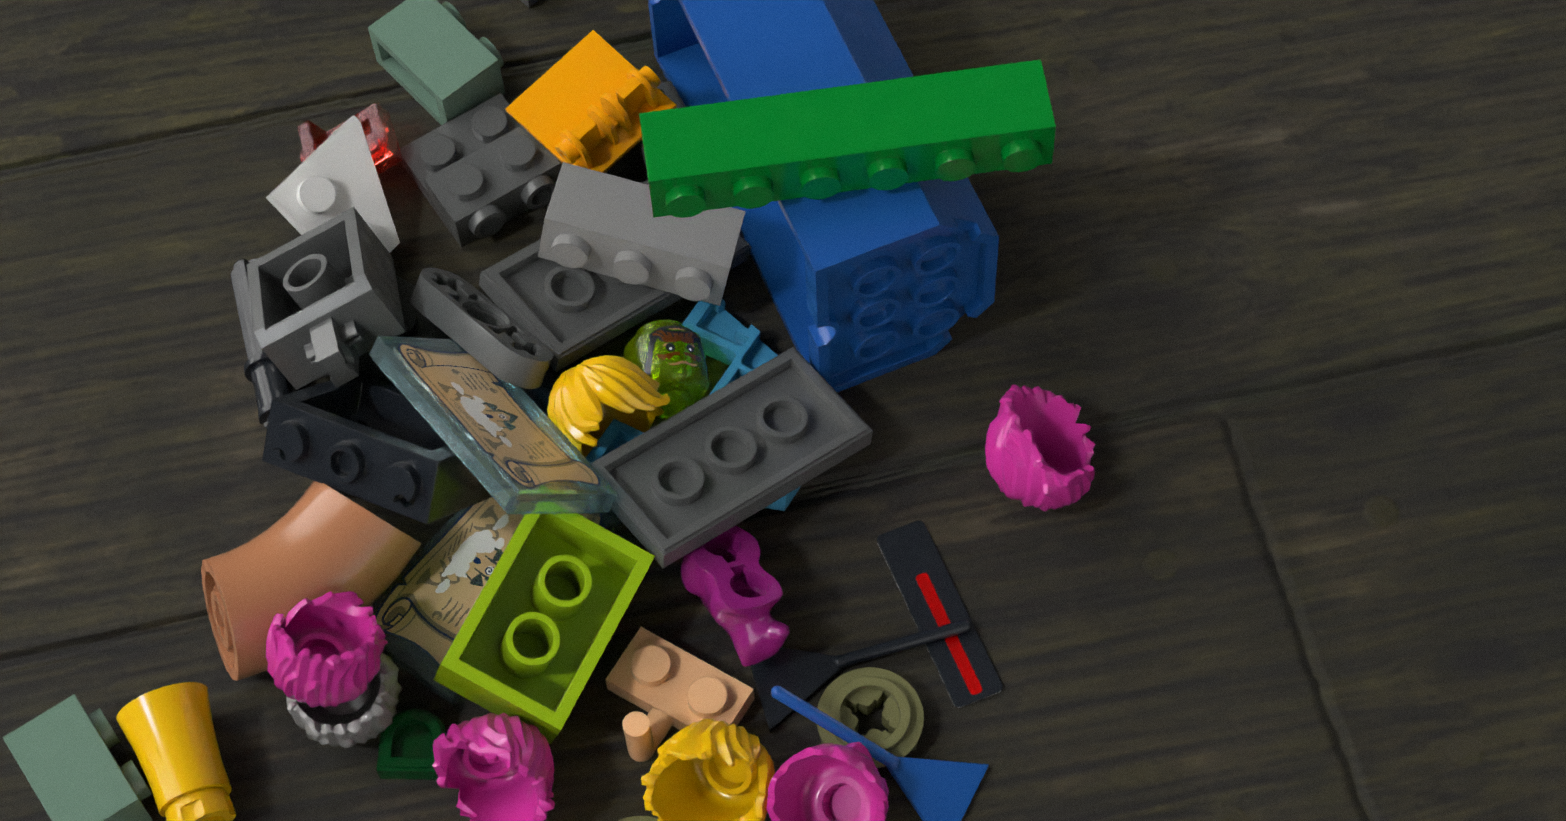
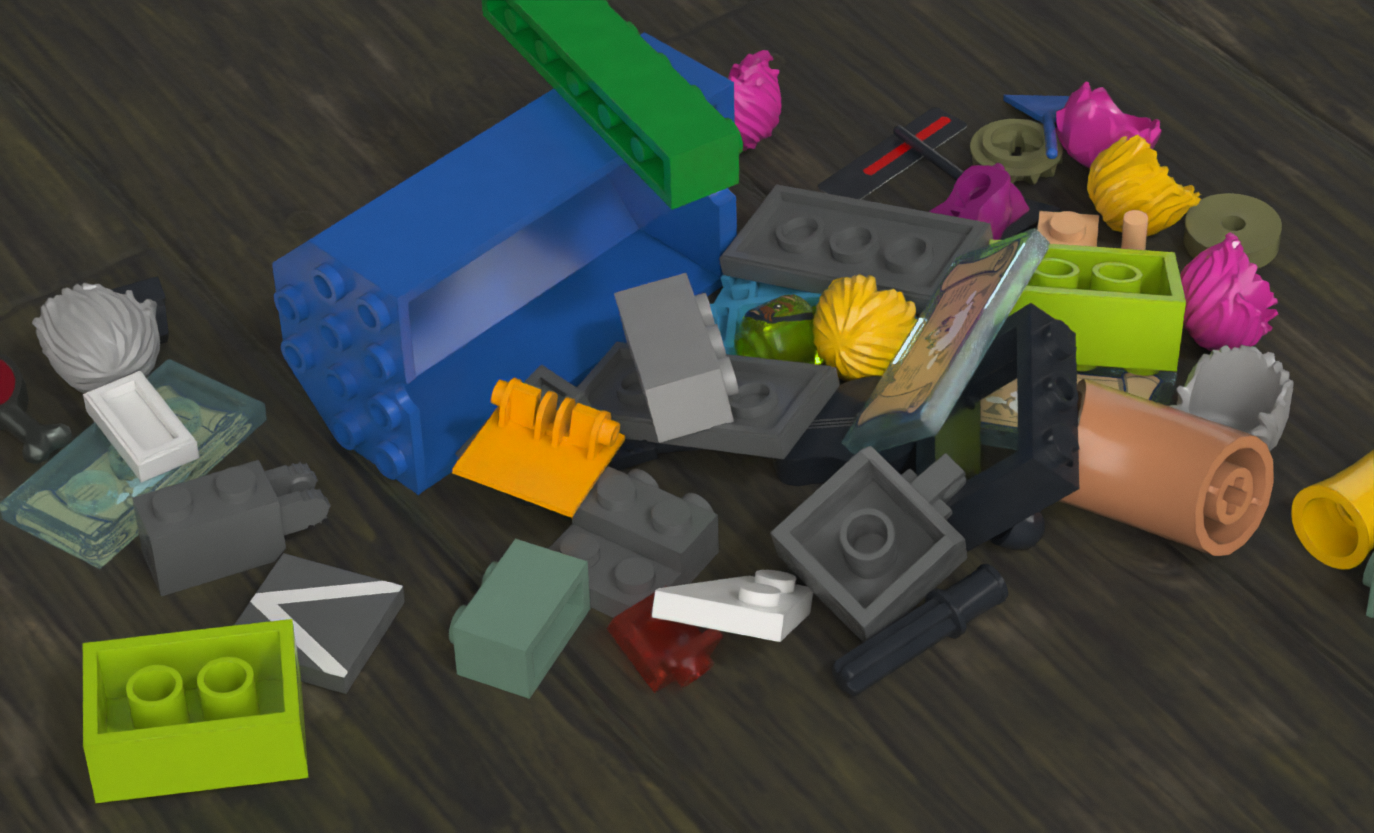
camera: 115 degrees left, 20 degrees down
(325, 649) = (1227, 363): dark pink hair -> none
(481, 328) = (834, 425): dark grey beam -> none

